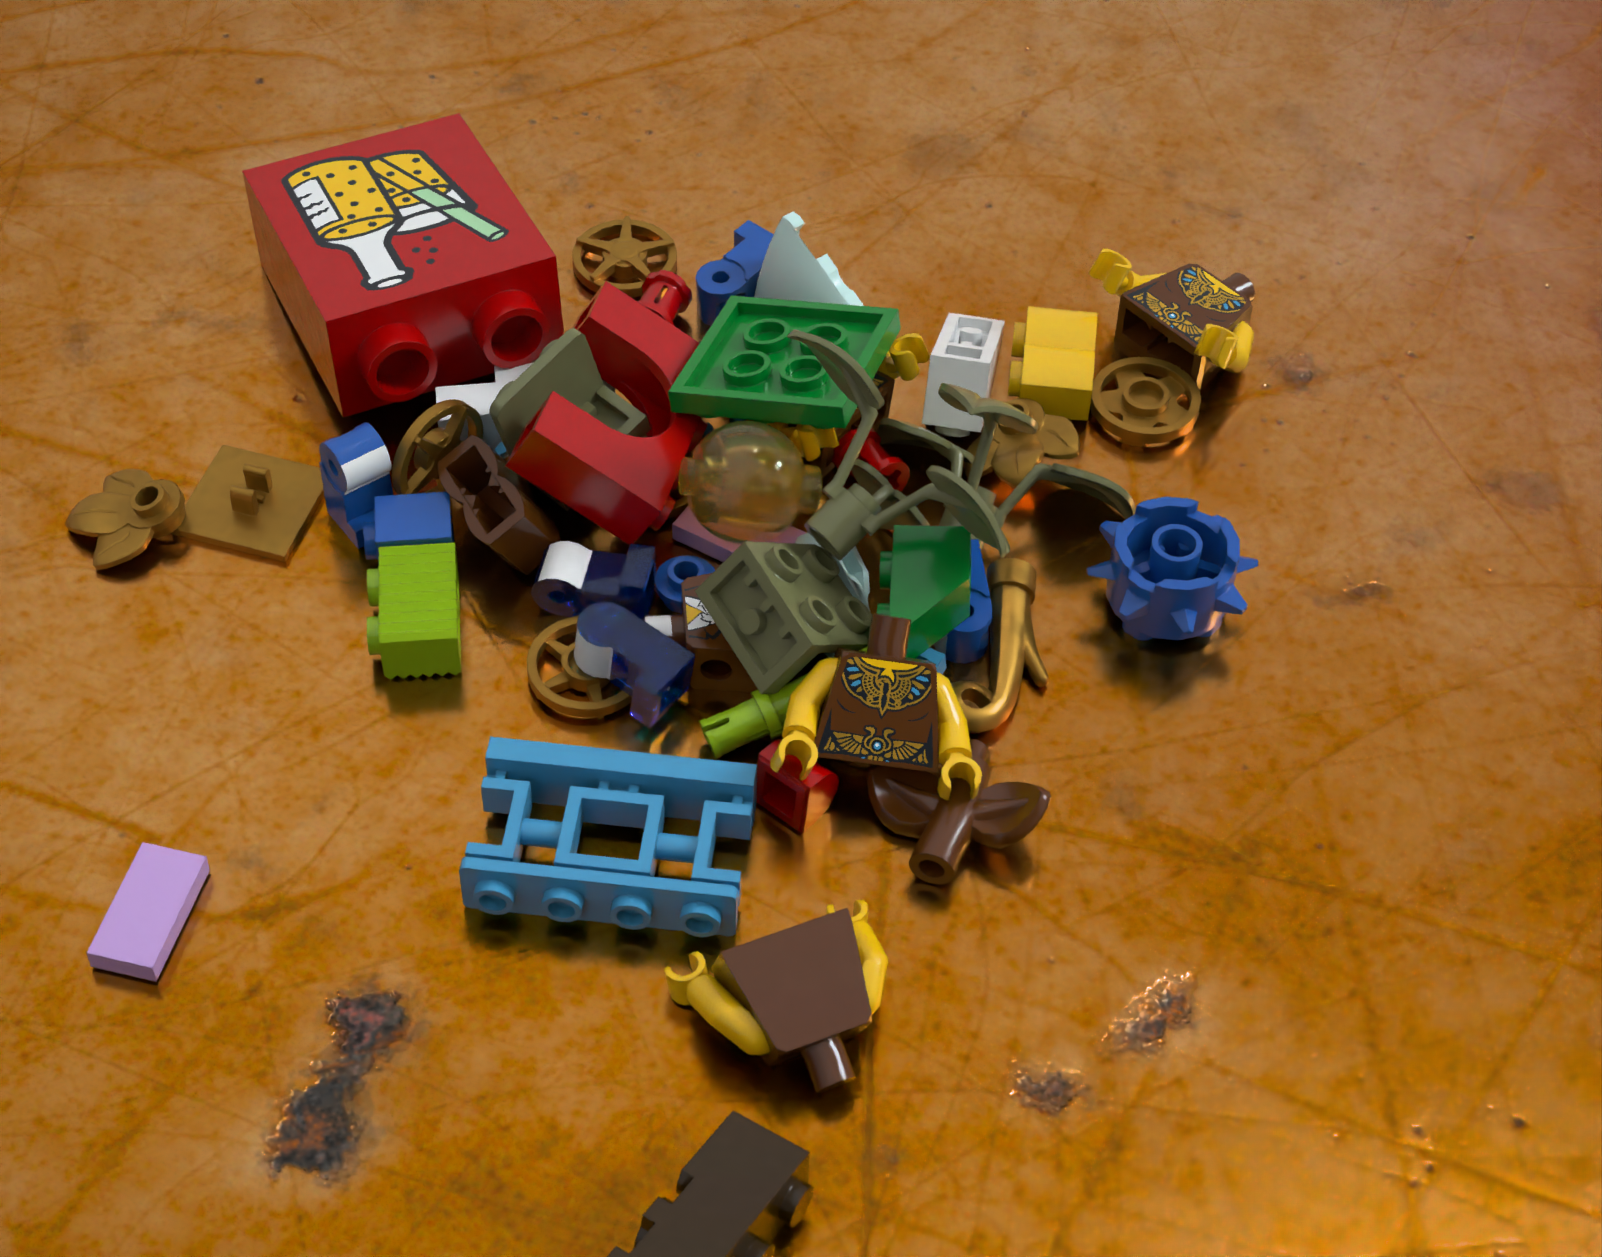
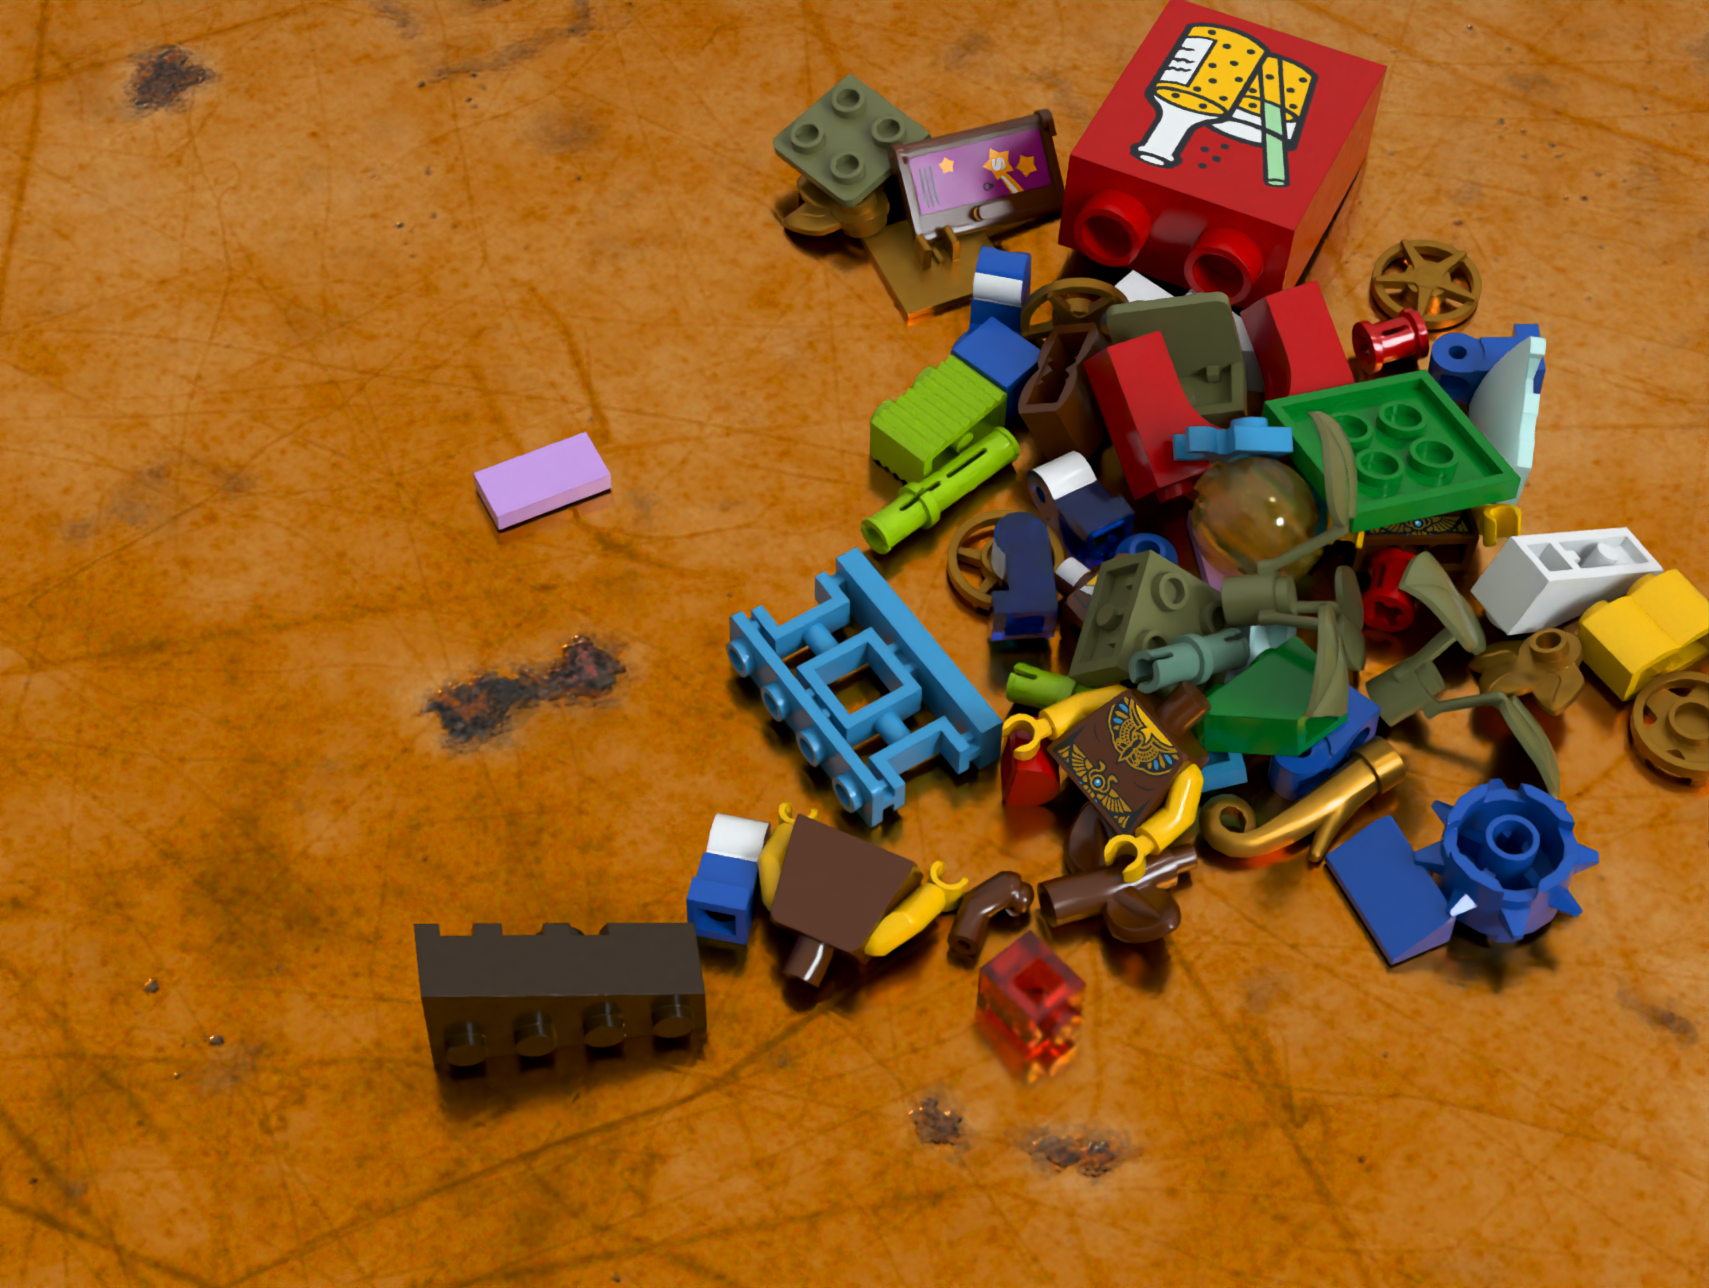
camera: 50 degrees right, 5 degrees up
(97, 457) = (846, 139): none -> olive bracket
(224, 403) = (998, 167): none -> door
(479, 705) = (922, 502): none -> lime pin
(687, 428) = (1243, 439): none -> dark azure plate
(695, 1061) = (728, 878): none -> blue leg
(855, 599) = (1189, 659): none -> sand green pin
(887, 903) = (980, 903): none -> reddish brown arm
(1008, 932) = (1028, 975): none -> clear red brick
(1121, 656) = (1390, 891): none -> blue slope

